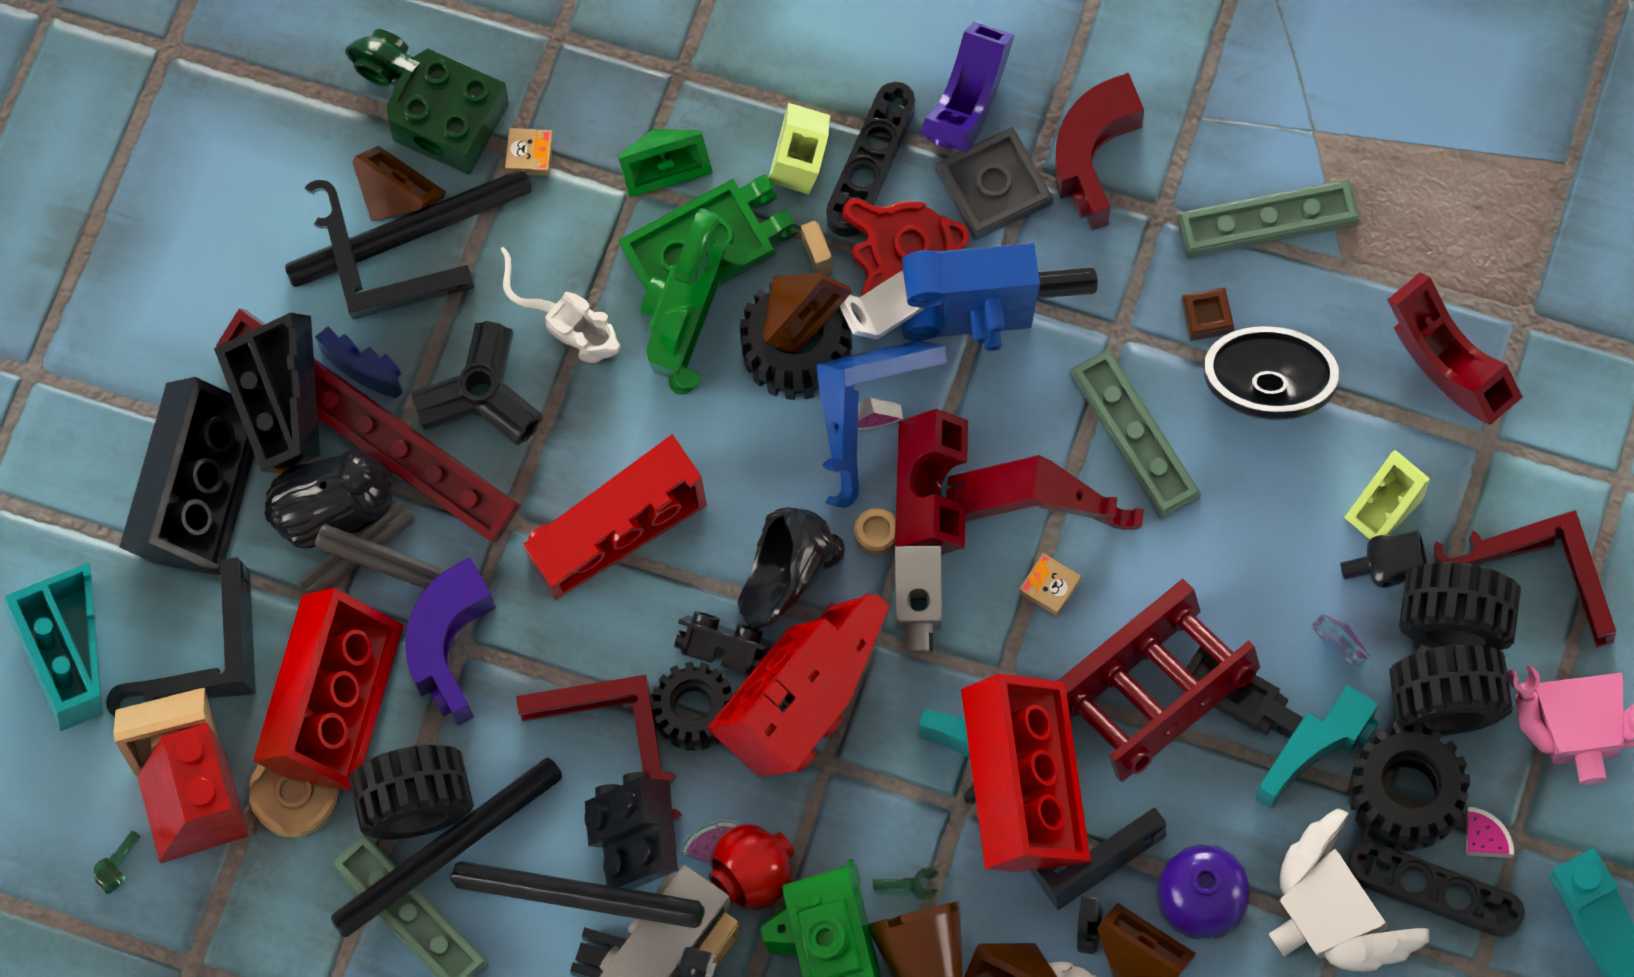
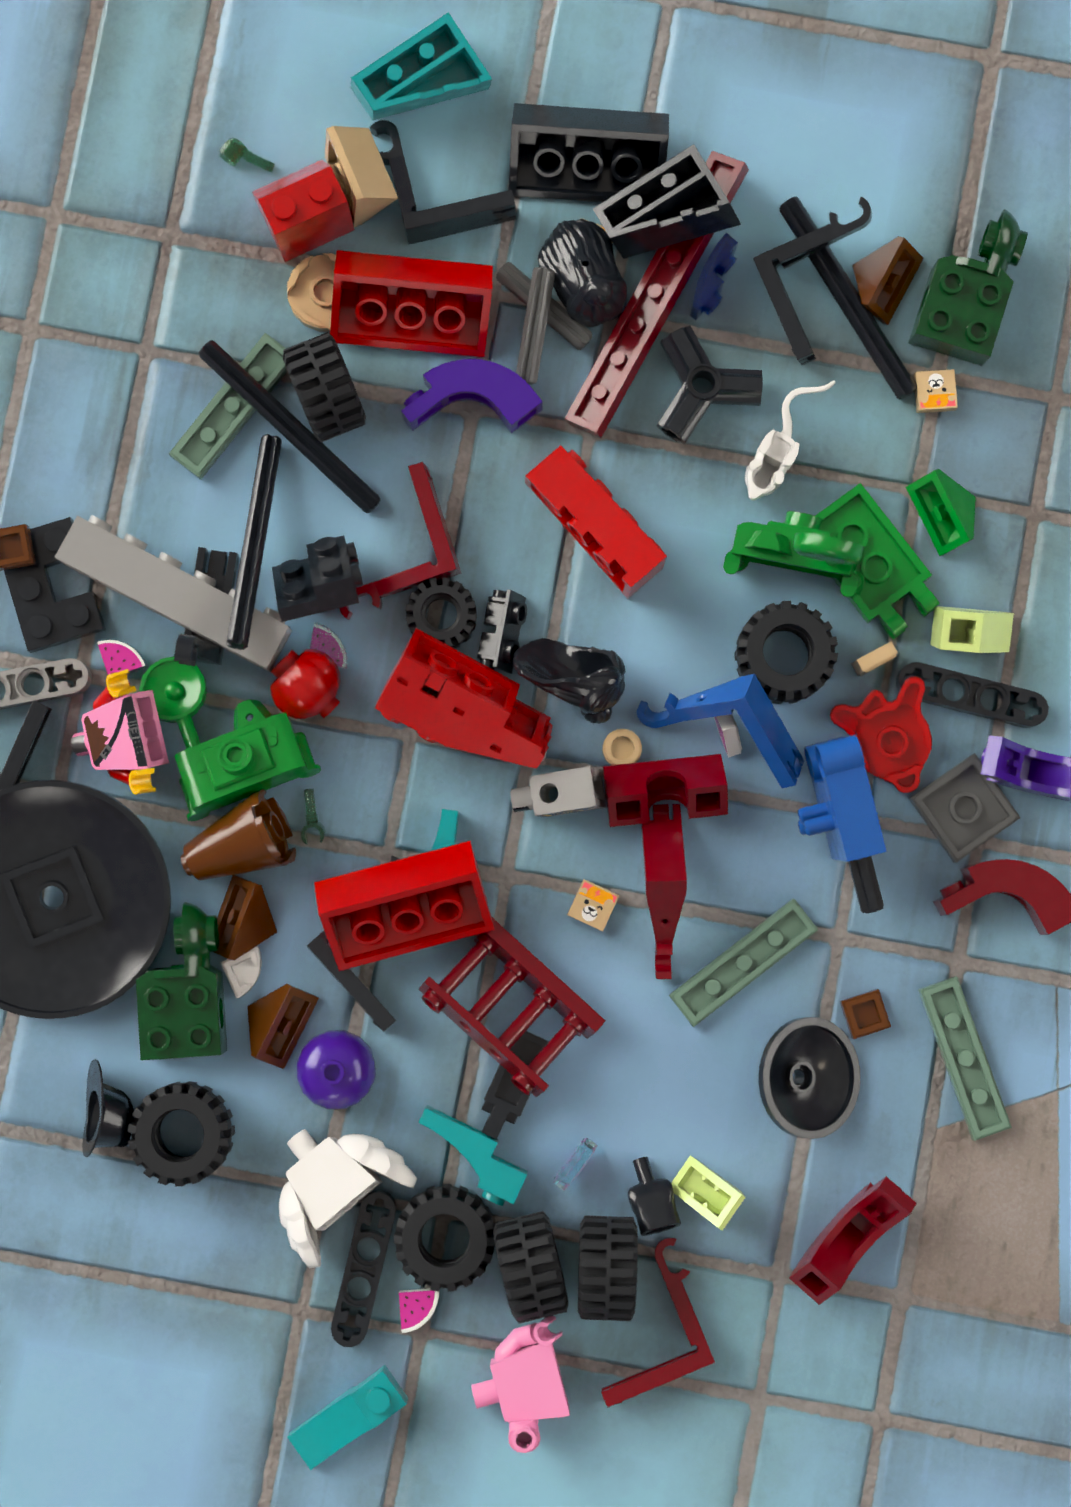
camera: 75 degrees right, 15 degrees up
(722, 938) = (238, 667): tan tile -> none
(800, 308) = (803, 650): reddish brown slope -> none
(879, 309) = (820, 720): white bracket -> none
(1089, 919) = (293, 976): black tile -> none

